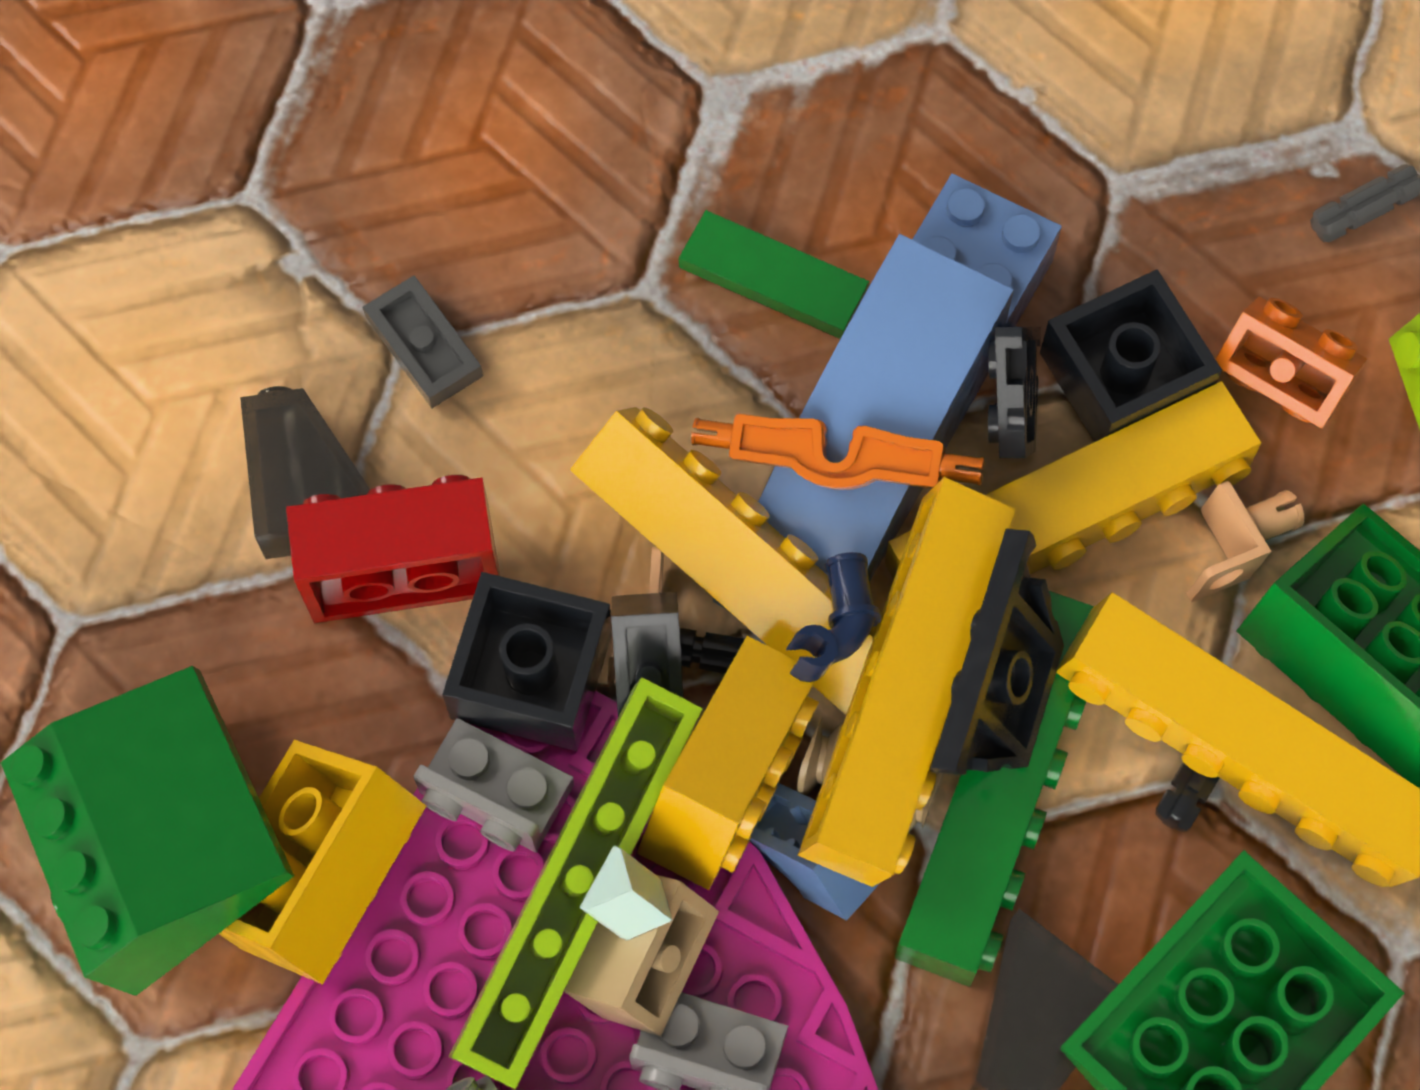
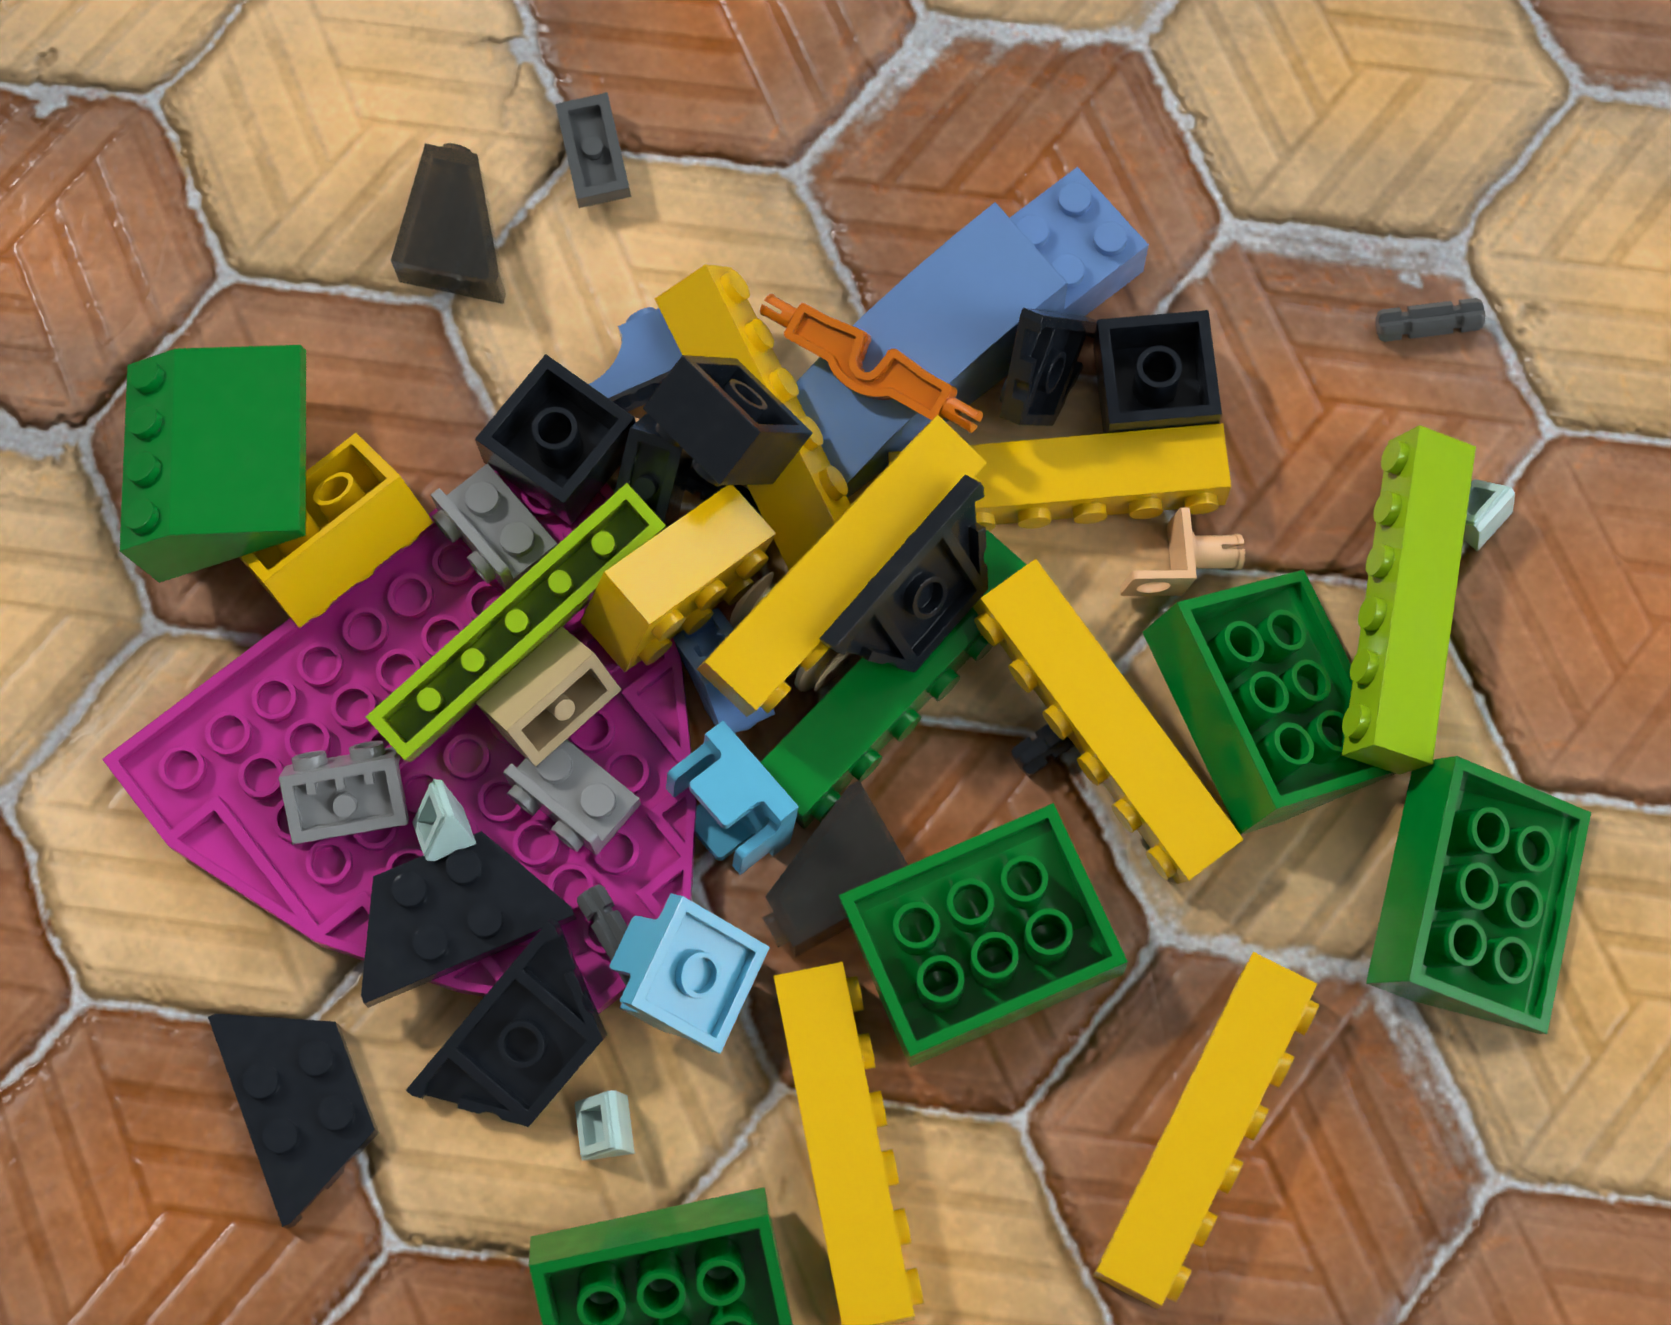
camera: 25 degrees right, 5 degrees up
(391, 548) = (492, 309): red slope -> none
(583, 538) = (643, 360): none -> medium blue arch
(627, 897) = (546, 647): light aqua slope -> none
(716, 571) = (726, 421): none -> black brick
(773, 274) = (896, 191): green tile -> none
(849, 623) = (815, 503): dark blue piece -> none
(895, 982) = (738, 797): none -> medium azure panel
(1290, 360) = (1292, 428): orange brick -> none

